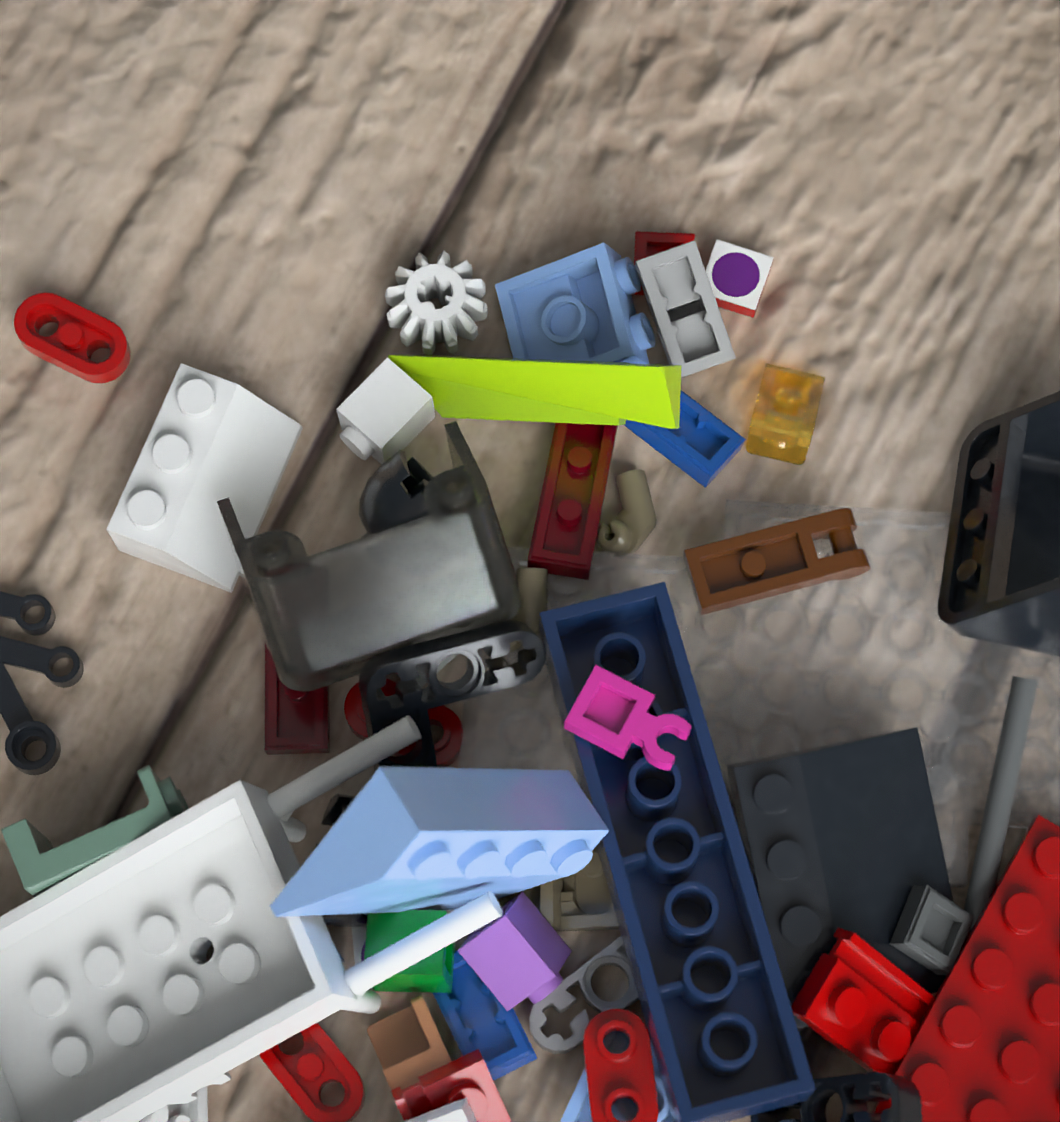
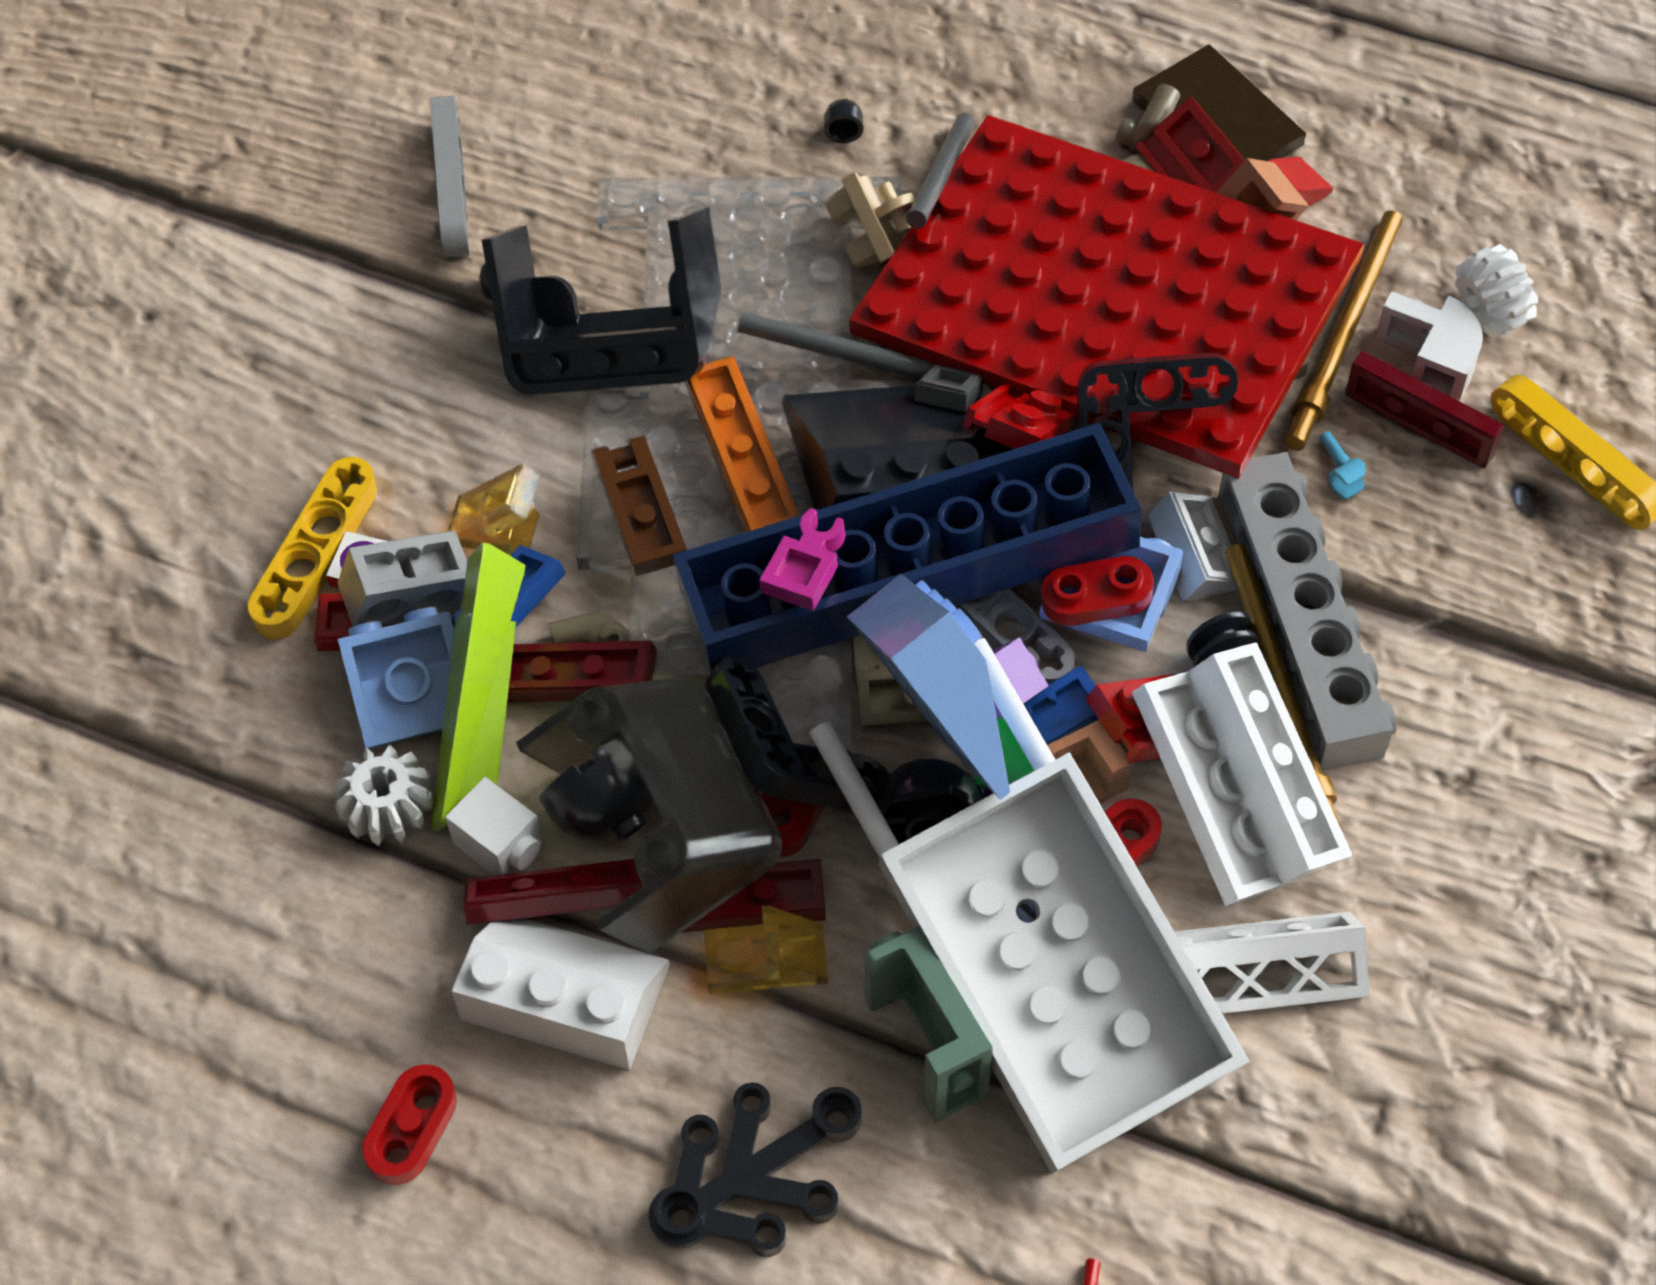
camera: 95 degrees left, 15 degrees down
(223, 688) = (766, 956): none -> clear yellow slope
(310, 464) = (549, 891): none -> dark red tile
(765, 217) = (306, 544): none -> yellow beam
(851, 682) = (740, 445): none -> orange tile

